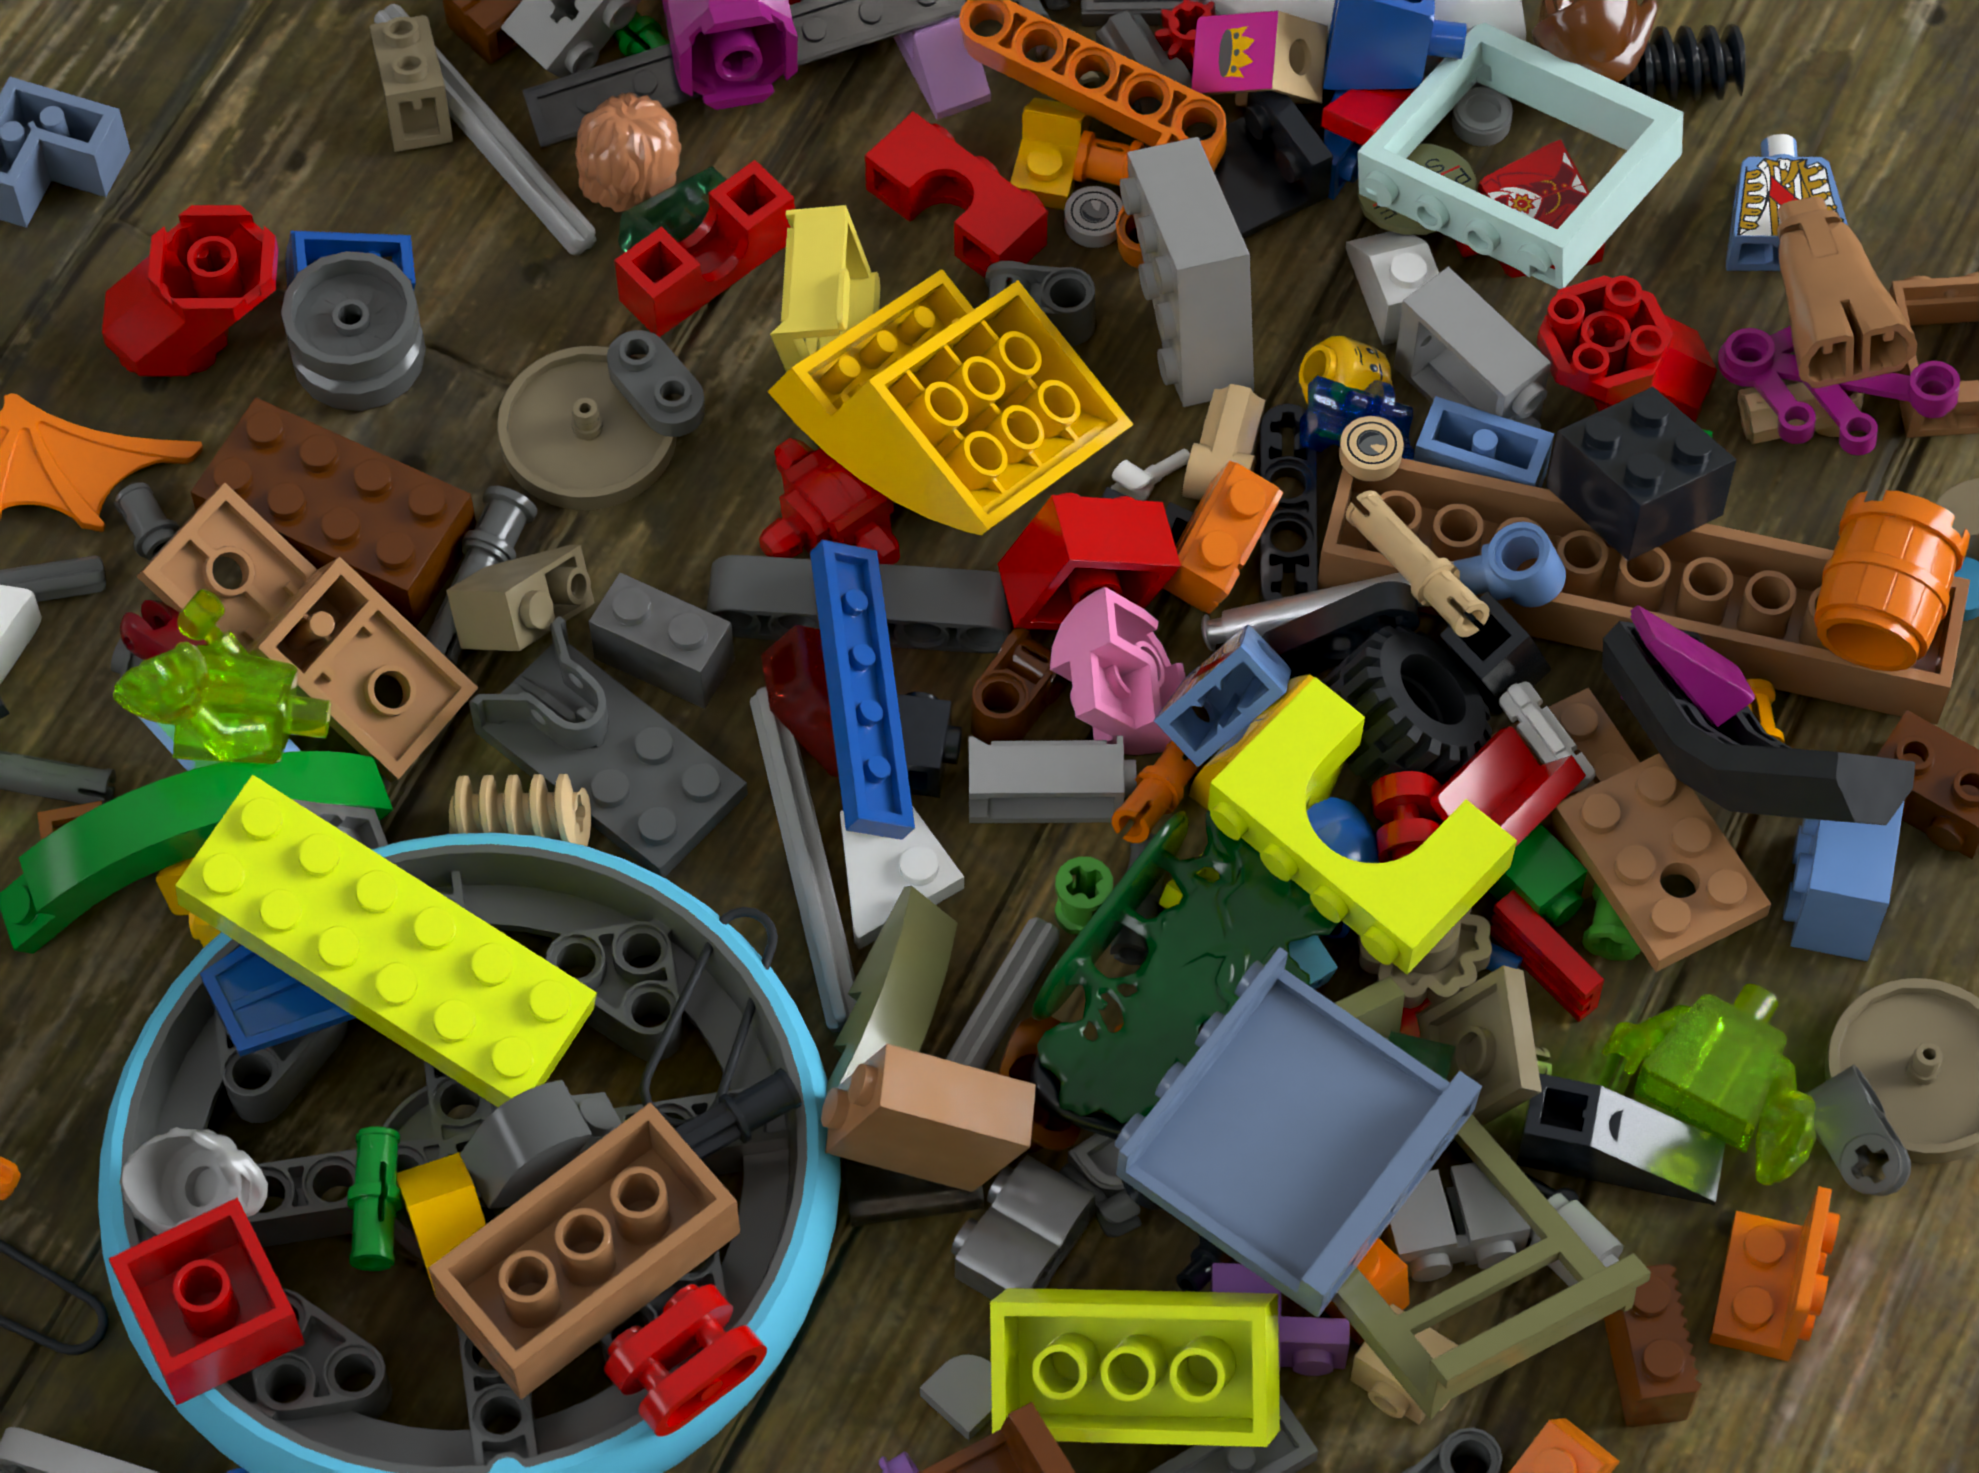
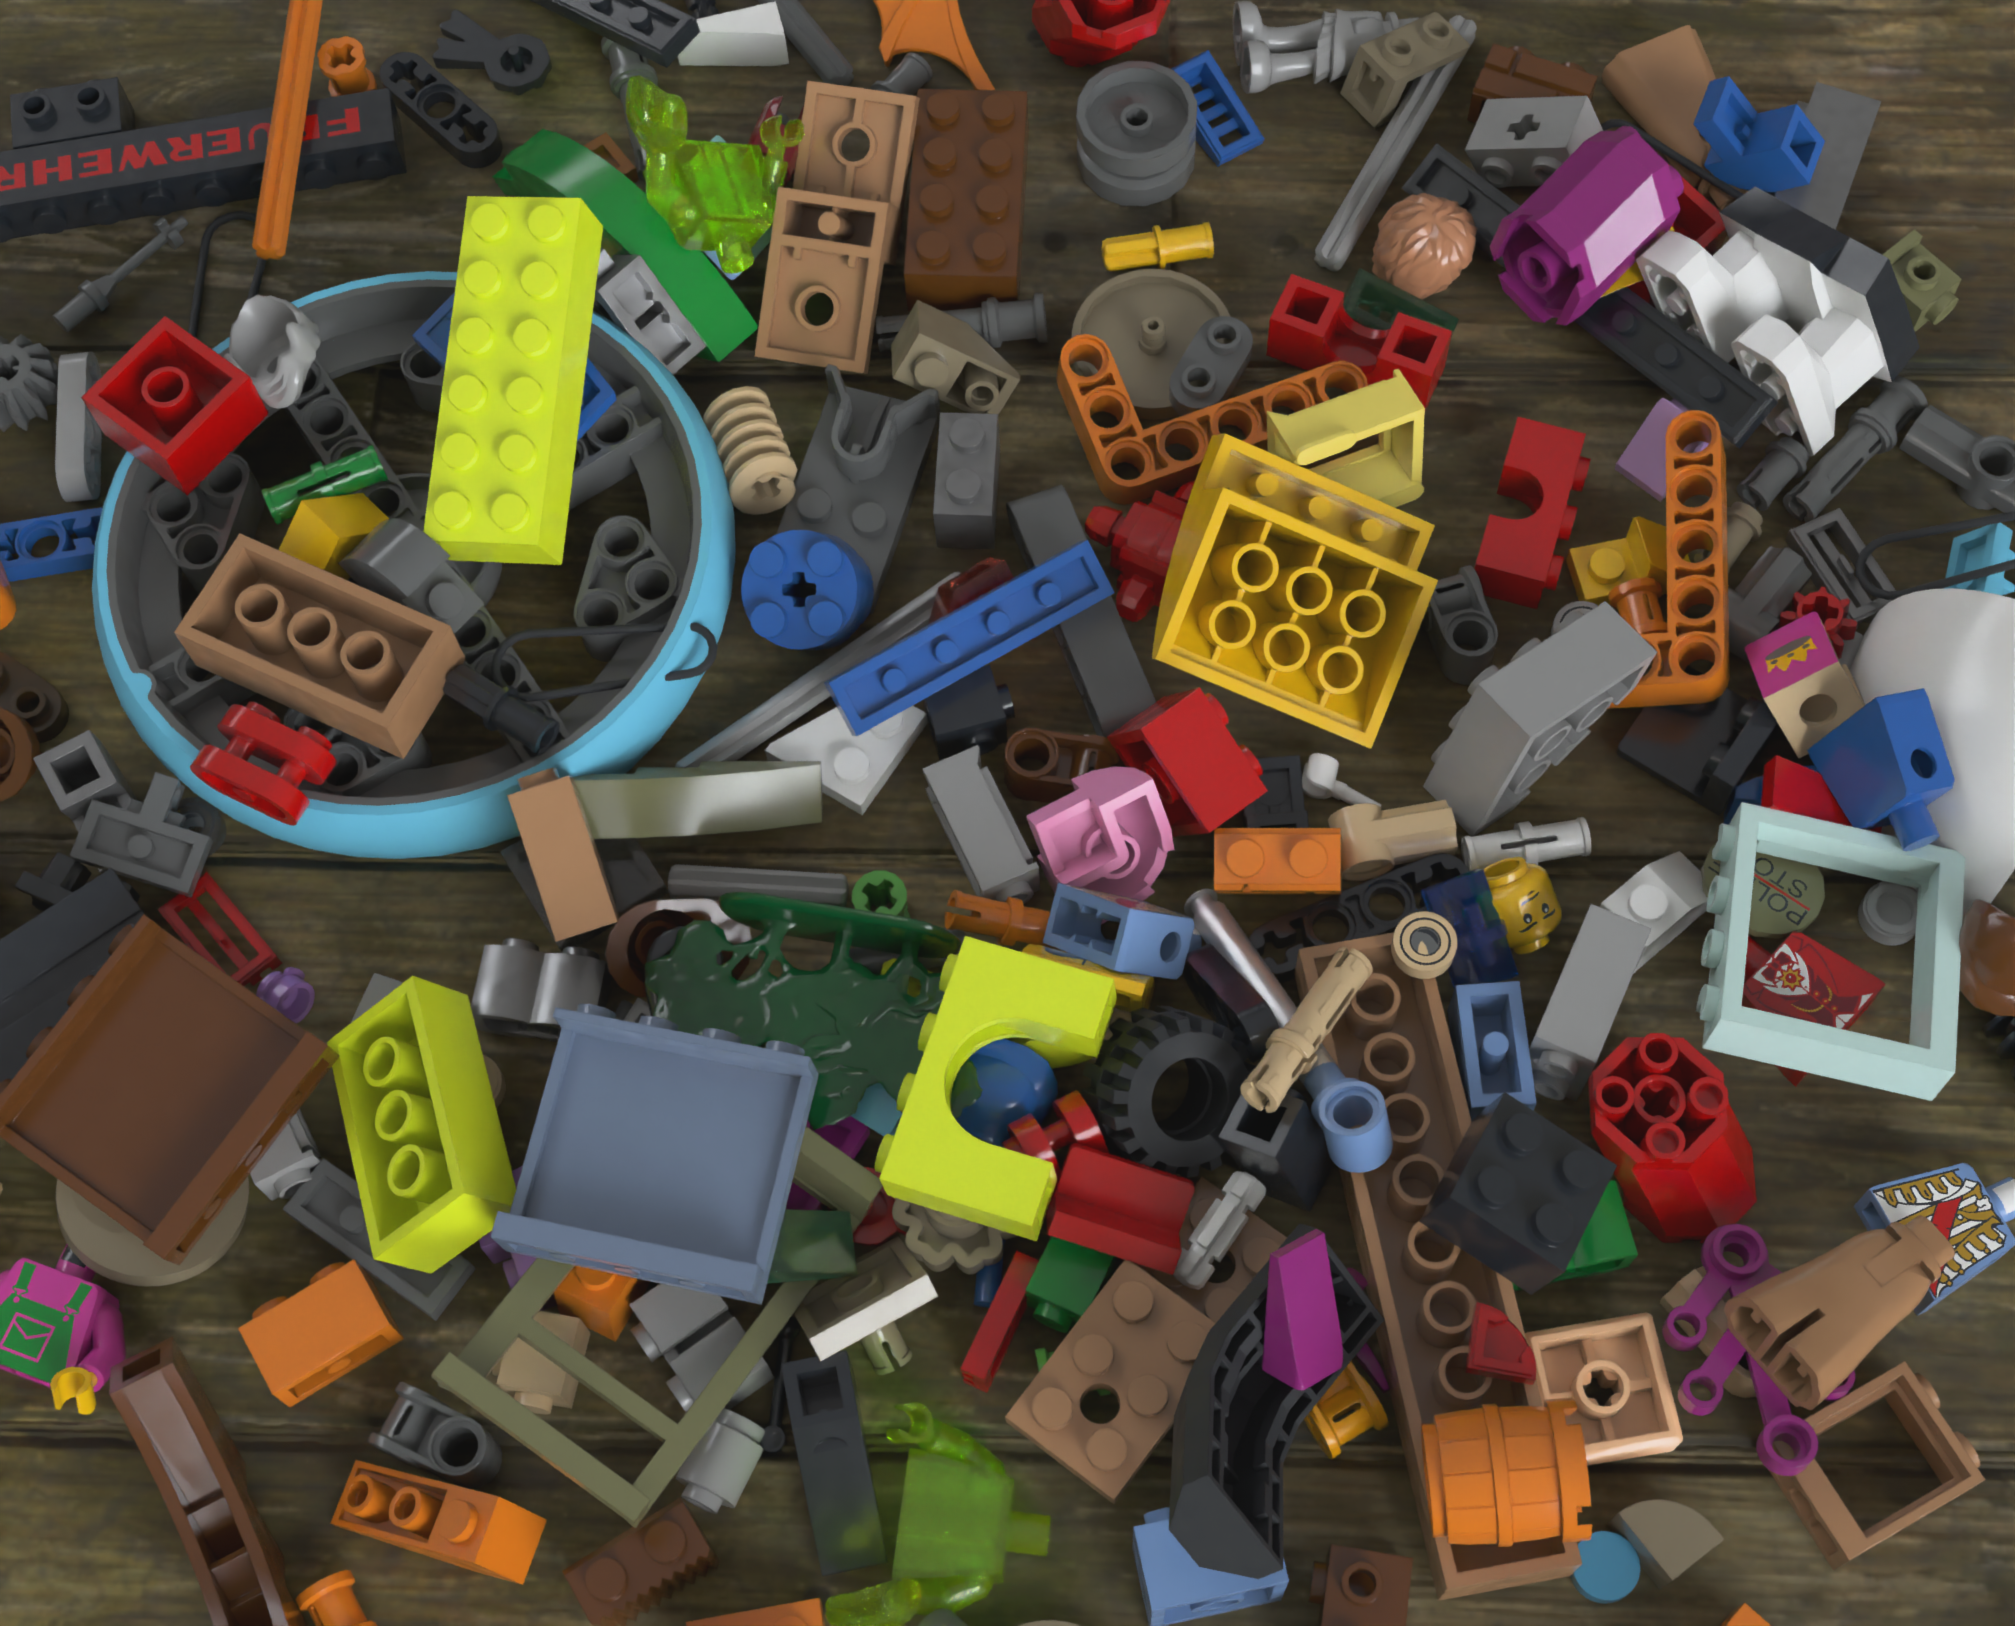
camera: 70 degrees right, 5 degrees up
(343, 118) = (1272, 53): none -> light grey piece
(484, 374) = (1158, 247): none -> yellow axle
(728, 421) = (1146, 447): none -> orange beam
(753, 808) = (773, 590): none -> blue brick
(1293, 322) = (1562, 839): none -> white pin
(1762, 555) = (1498, 1348): none -> red tile
(1806, 484) = (1622, 1357): none -> light nougat brick

